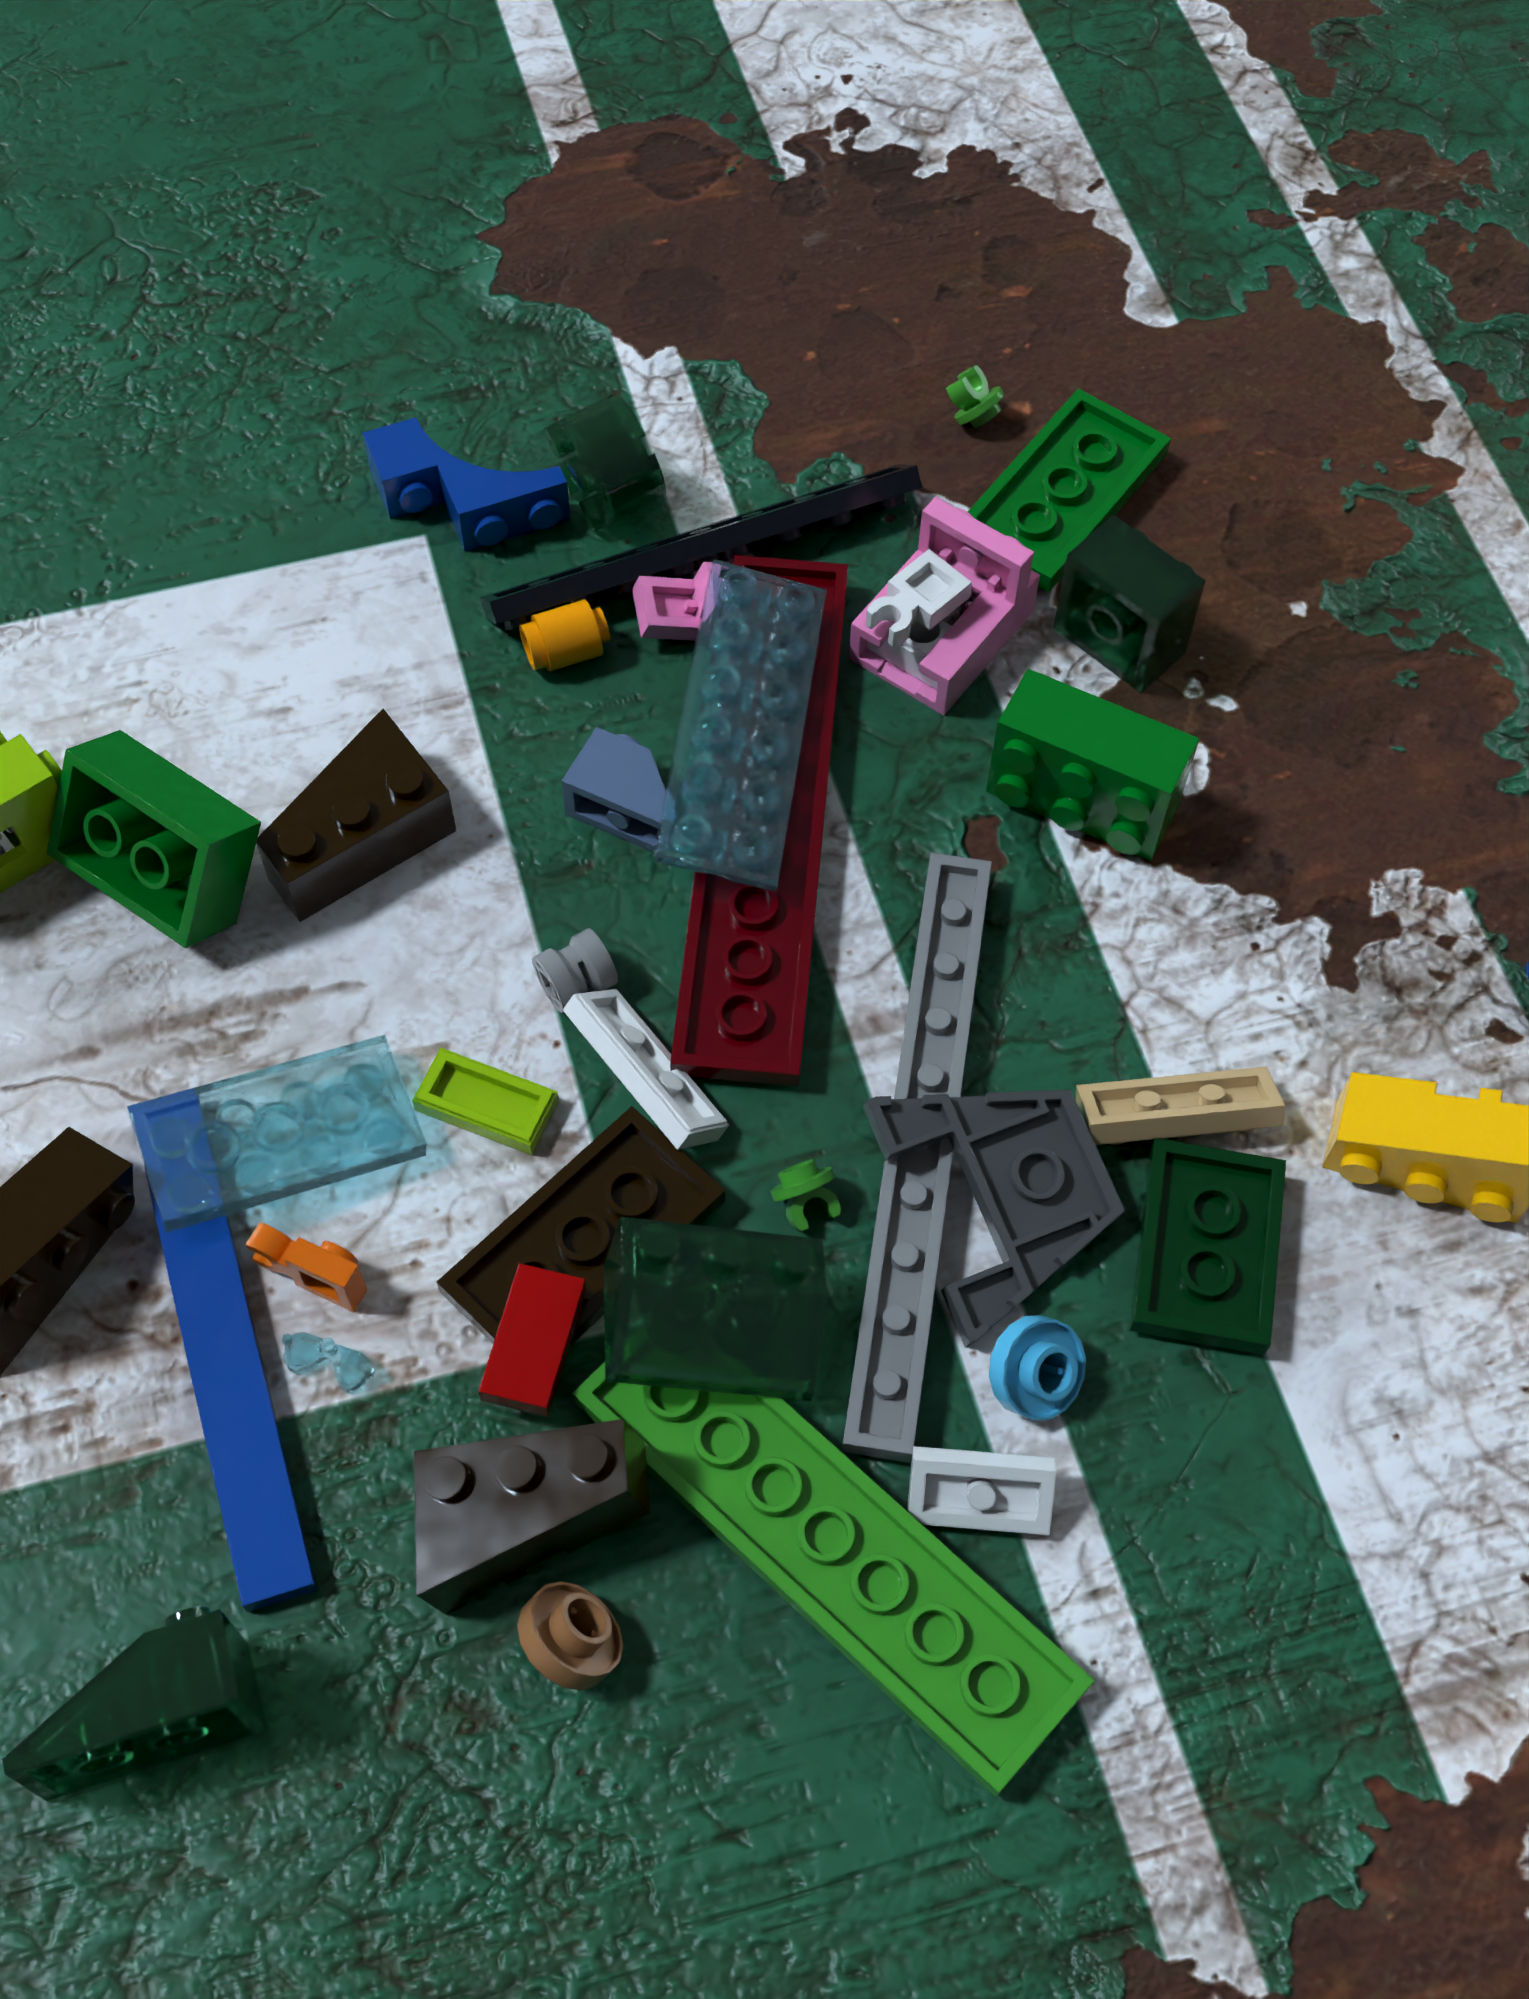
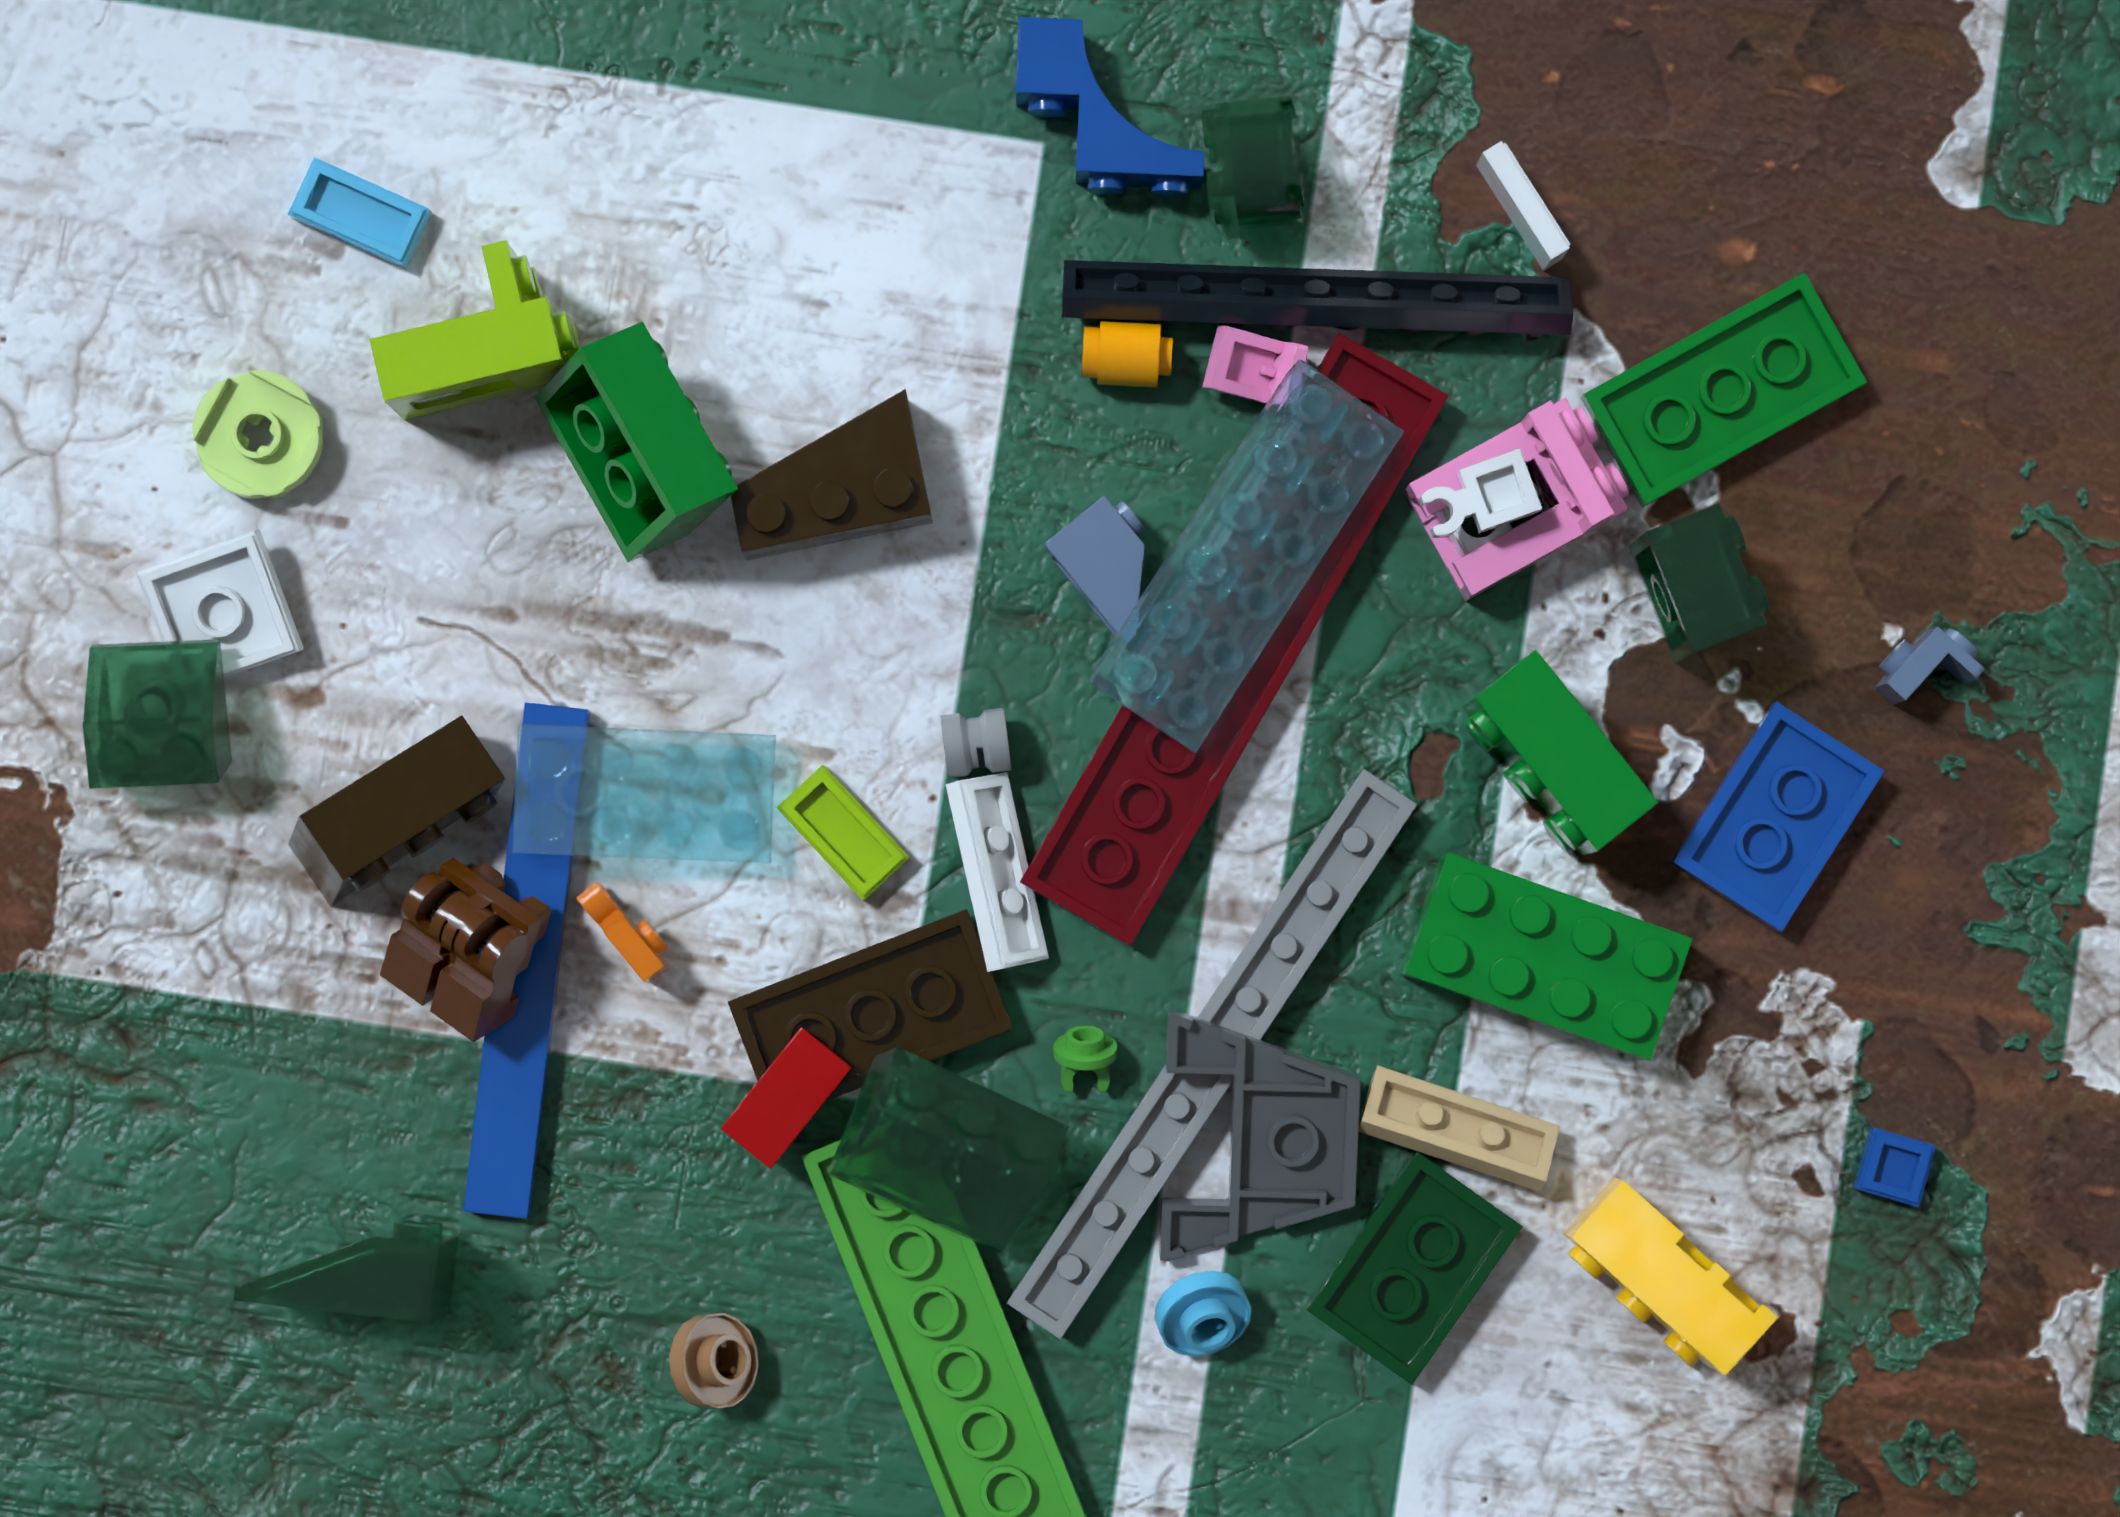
camera: 25 degrees right, 25 degrees up
(143, 1329) = (464, 946): none -> reddish brown hips
(307, 1351) = (627, 1034): clear light blue piece -> none
(518, 1500) = (714, 1236): dark brown wedge -> none
(834, 426) = (1523, 205): none -> white tile
(974, 397) = (1691, 240): bright green plate -> none
(982, 1490) = (1103, 1393): white plate -> none
(1171, 933) = (1546, 956): none -> green brick
(1295, 759) = (1777, 817): none -> blue plate
(1348, 591) = (1910, 664): none -> sand blue bracket

